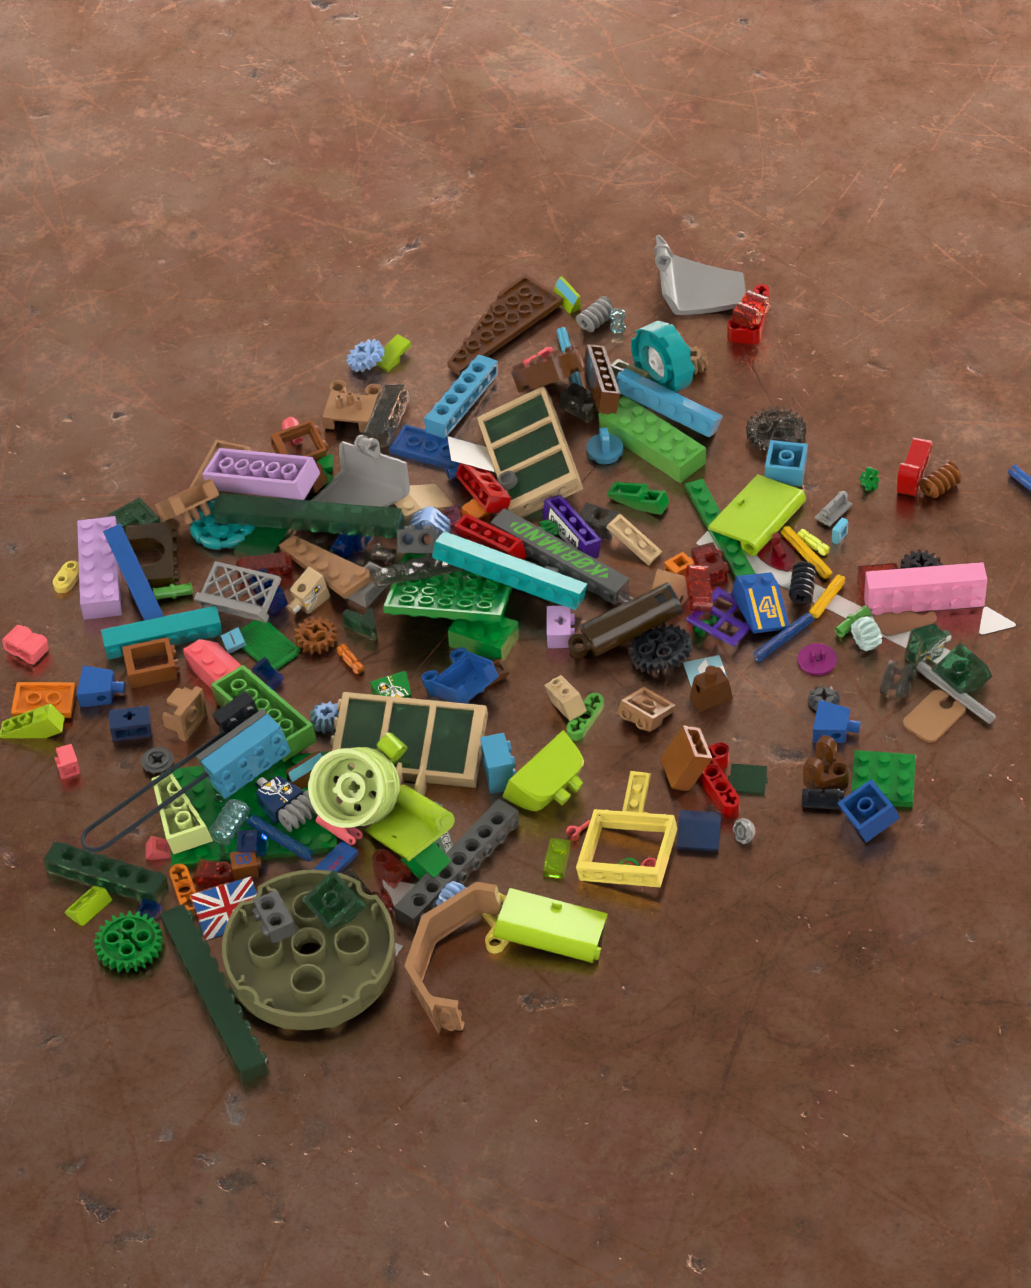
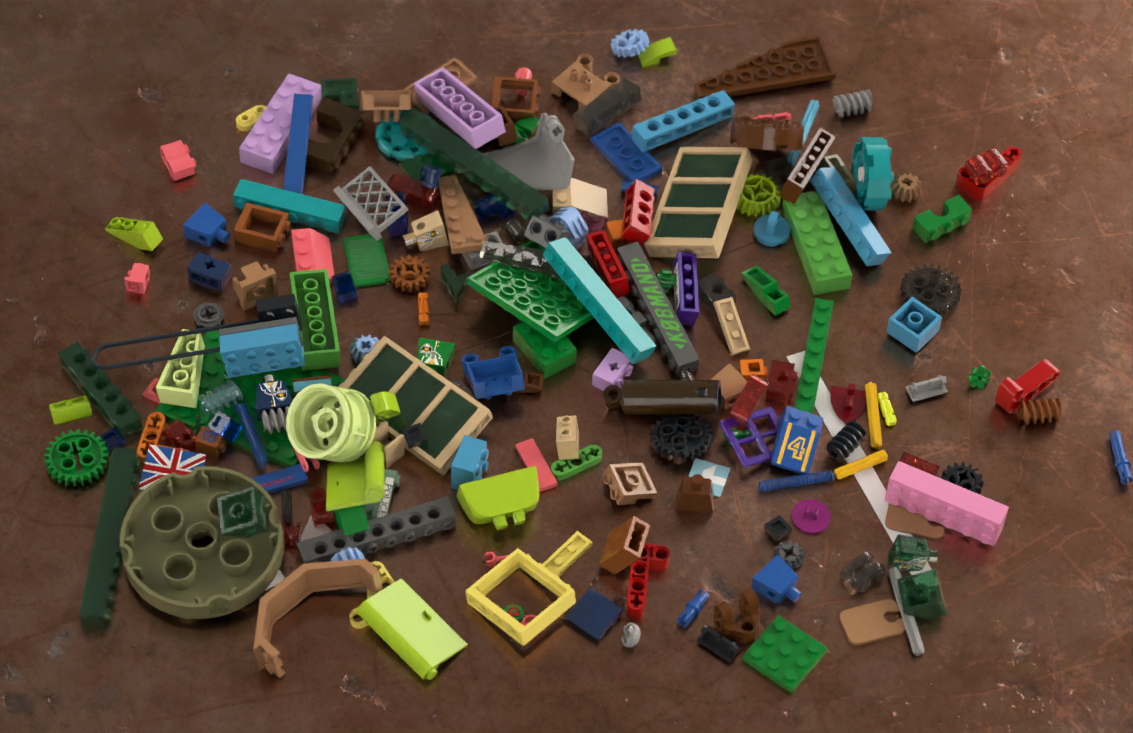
camera: 25 degrees right, 5 degrees up
(37, 694) = (164, 214): orange plate -> none
(173, 591) = (324, 174): bright green pin -> none
(233, 640) = (341, 243): medium azure tile -> none
(275, 543) = (430, 176): none -> dark blue piece
(276, 915) = (189, 500): dark grey brick -> none
(433, 762) = (414, 435): none -> black plate
(470, 454) = (648, 177): white sticker -> none
(507, 480) = (661, 217): dark grey tile -> none
(545, 732) = (531, 456): none -> coral tile
(557, 858) = (462, 573): clear neon green plate -> none
(570, 297) = (842, 71): lime slope -> none
(576, 424) = (758, 196): none -> lime gear
(620, 320) = (866, 116): clear light blue bush -> none
(695, 286) = (959, 116): light grey panel -> none
(747, 362) = (955, 213): none -> green arch
(748, 778) = (671, 591): clear green piece -> none
(758, 513) = (856, 357): lime door -> none
(778, 782) = (693, 608): none -> blue pin
(799, 681) = (777, 528): none -> black plate
(840, 531) = (915, 411): medium azure tile -> none
(845, 627) = (865, 499): bright green pin -> none
(866, 633) = (865, 516): light aqua gear -> none
(868, 810) = (744, 675): blue brick -> none
(993, 621) = (991, 565): white sticker -> none

